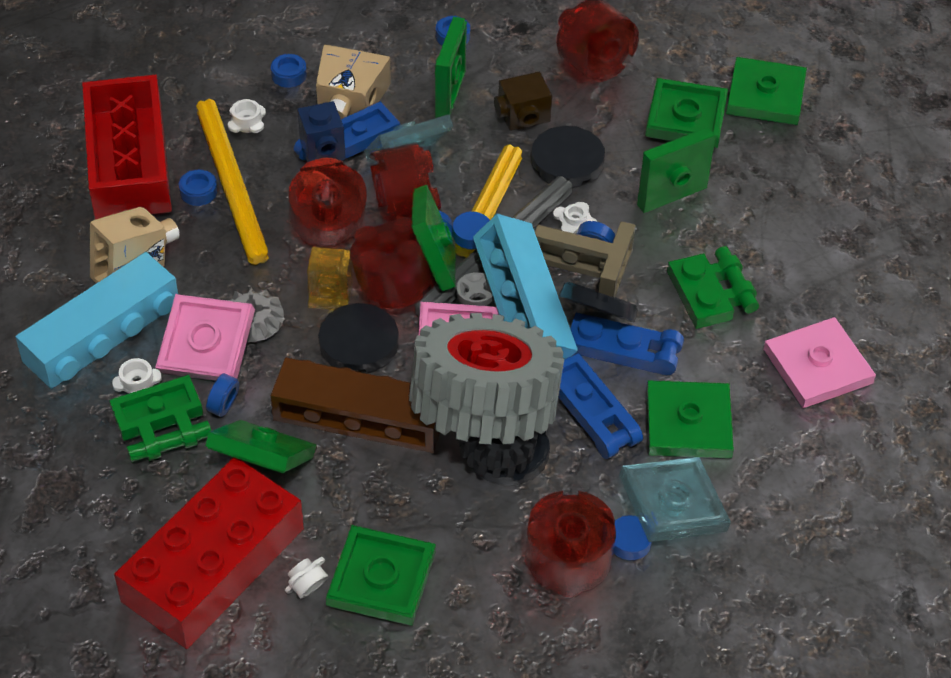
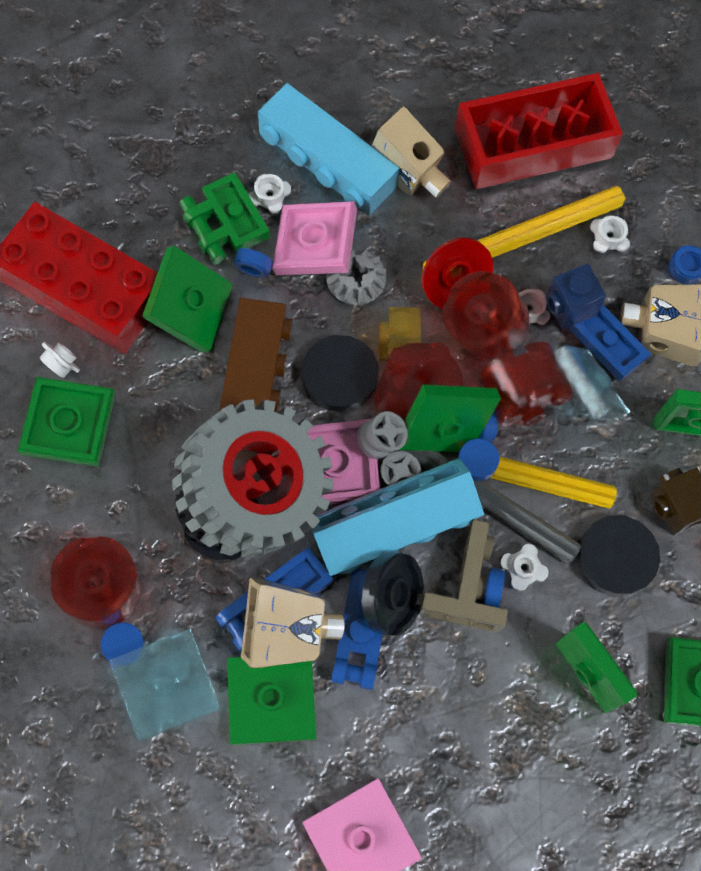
camera: 80 degrees right, 20 degrees up
(198, 187) = (511, 206): blue tile -> none
(273, 223) = (465, 254): none -> red dish
(444, 288) = (389, 427): none -> light grey wheel
(627, 385) = (285, 624): none -> tan torso
(702, 293) = (445, 708): green plate -> none

